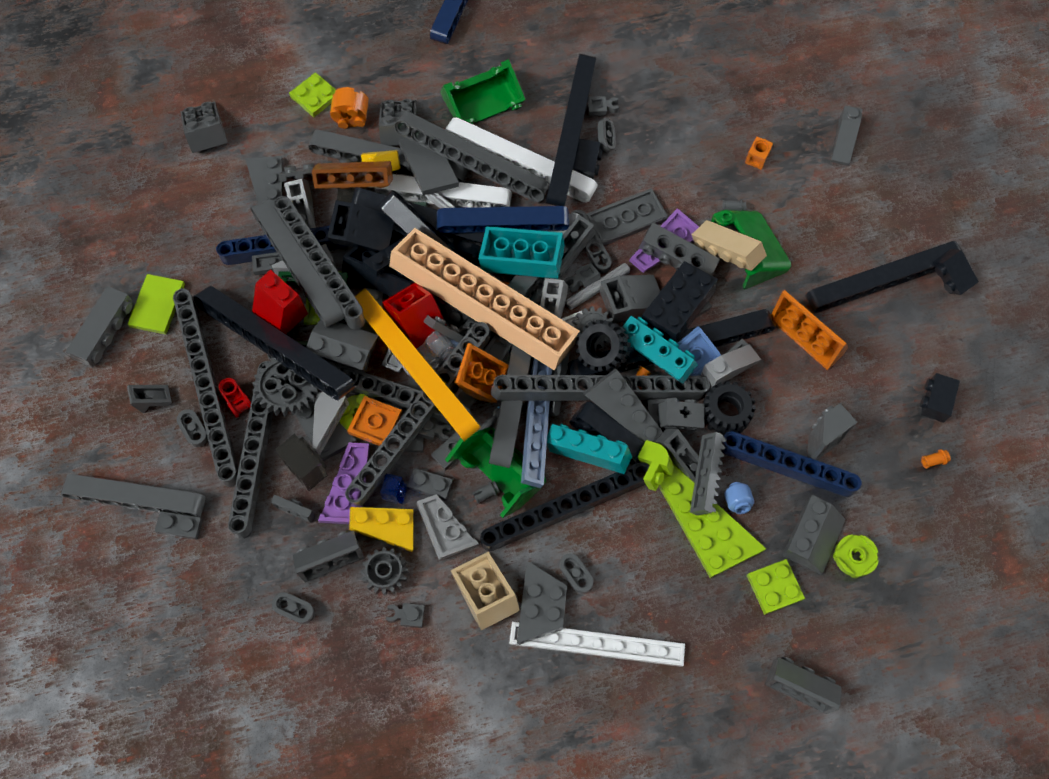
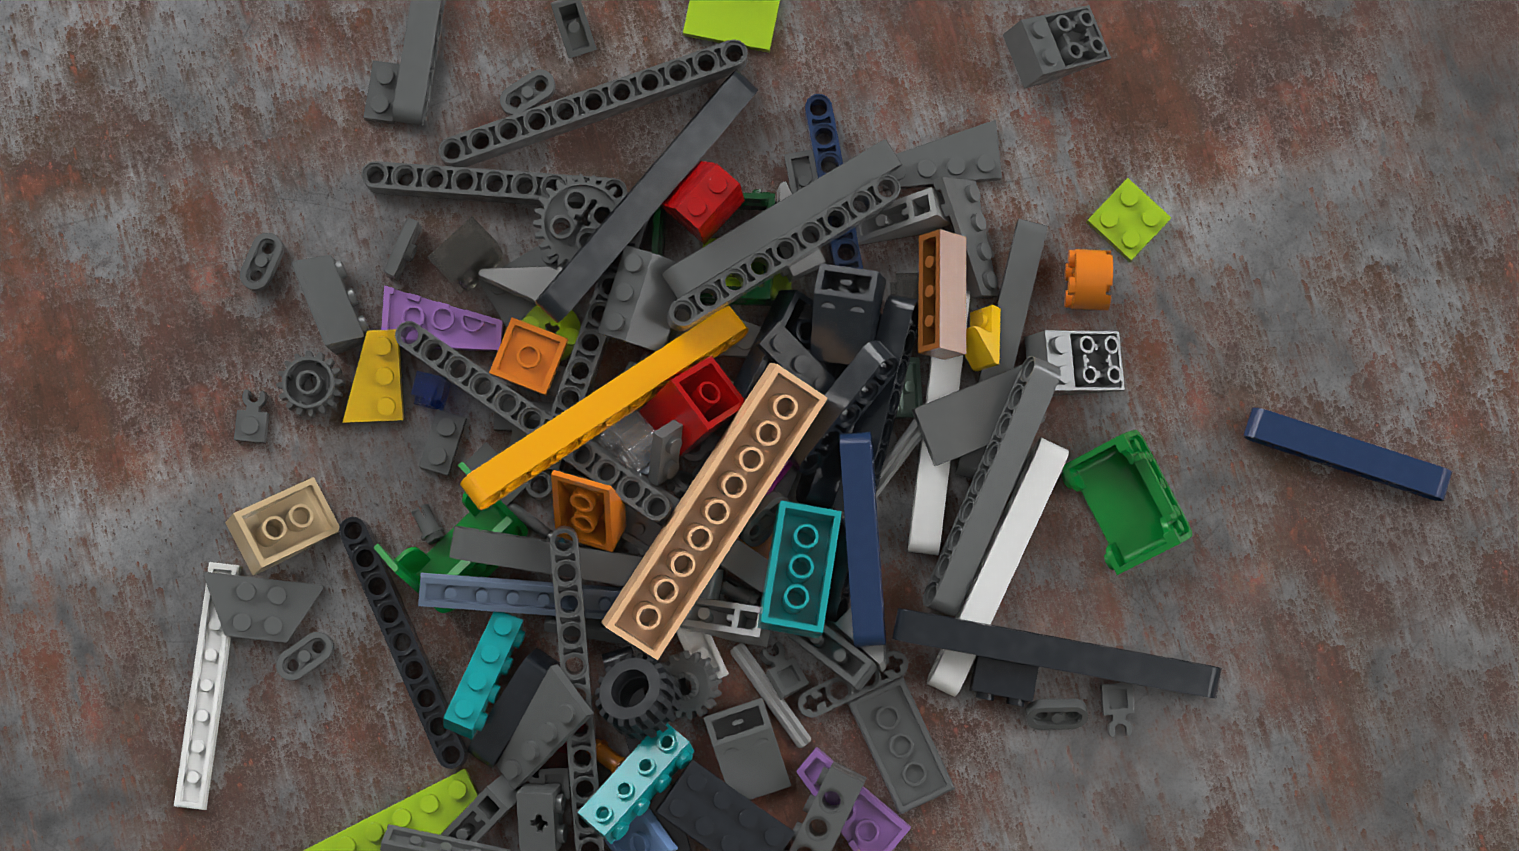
camera: 90 degrees right, 15 degrees up
(236, 400) = (572, 150): red piece -> none
(444, 530) = (373, 465): light grey wing -> none
(658, 461) = (463, 782): lime brick -> none

